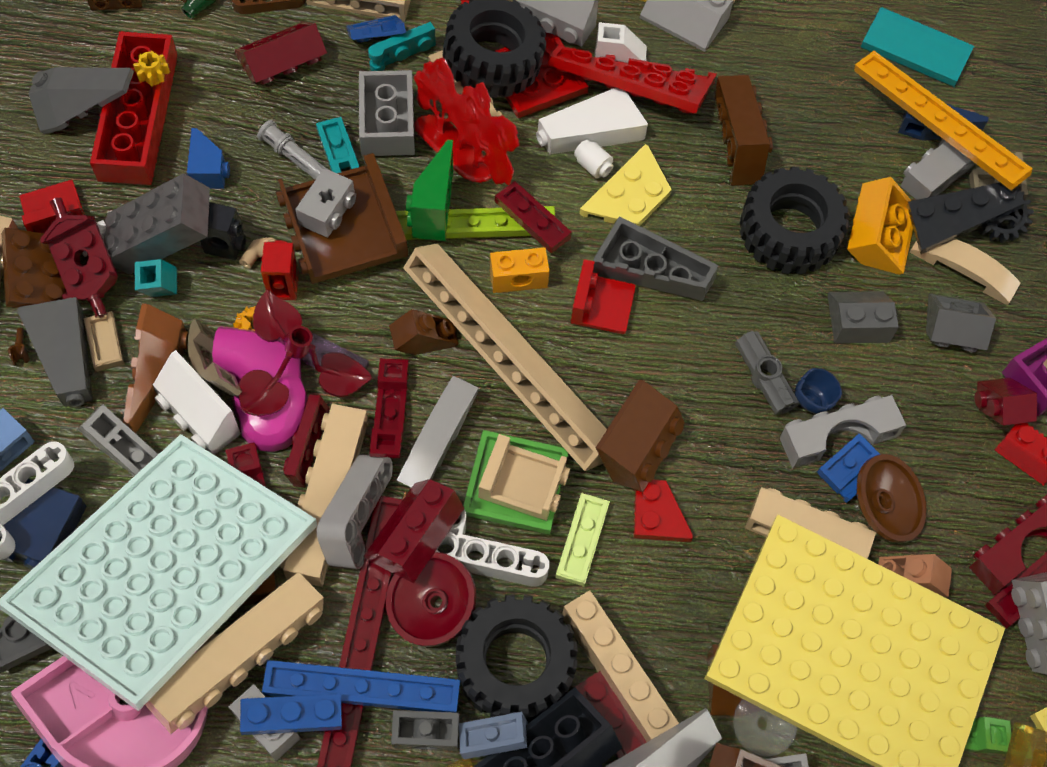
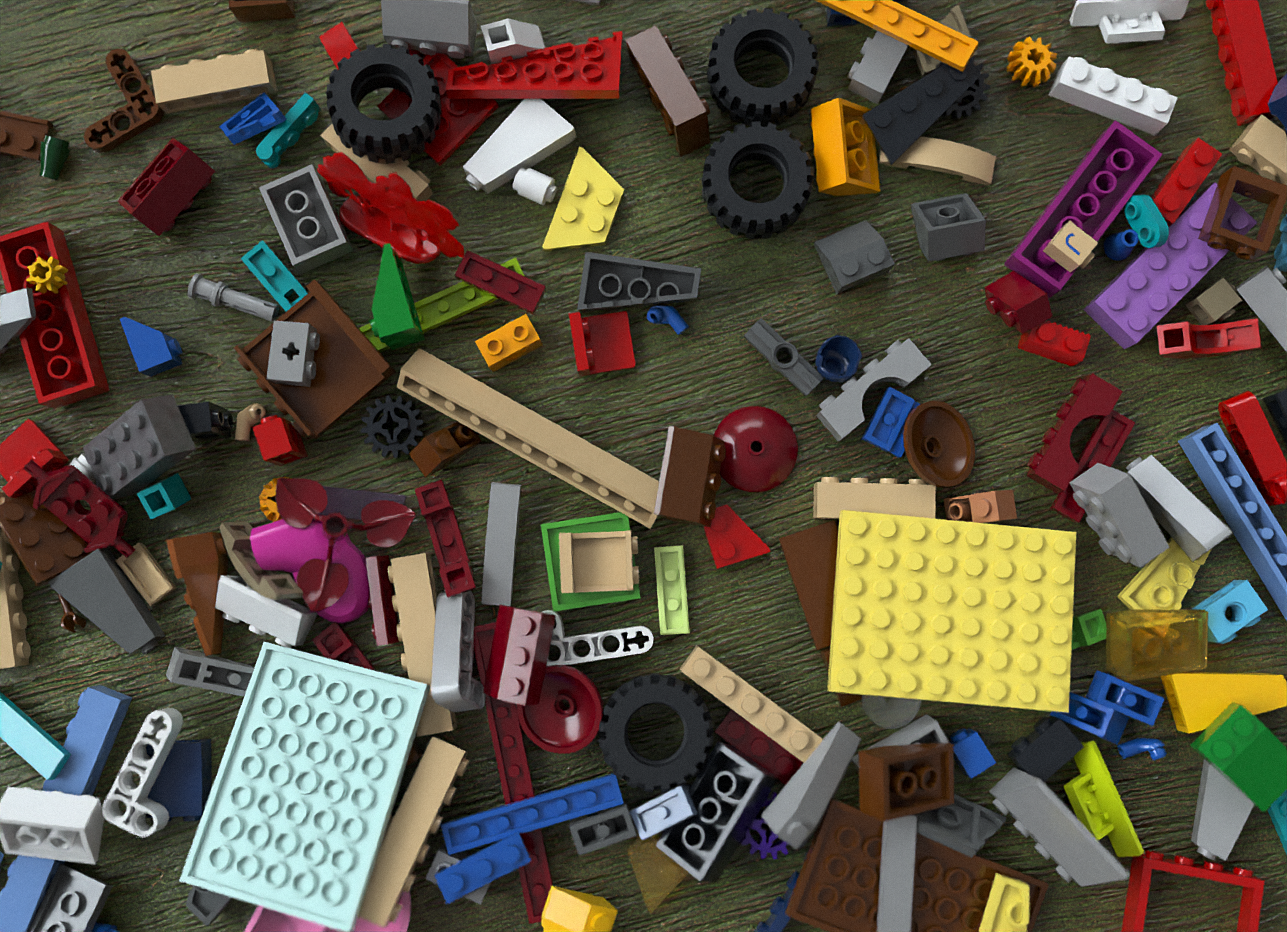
camera: 15 degrees left, 20 degrees up
(376, 292) = (380, 428): none -> black gear
(670, 302) = (667, 315): none -> blue arm
(709, 460) = (750, 469): none -> dark red dish
(727, 566) = (812, 567): none -> reddish brown tile
(835, 111) = (769, 33): none -> black tyre

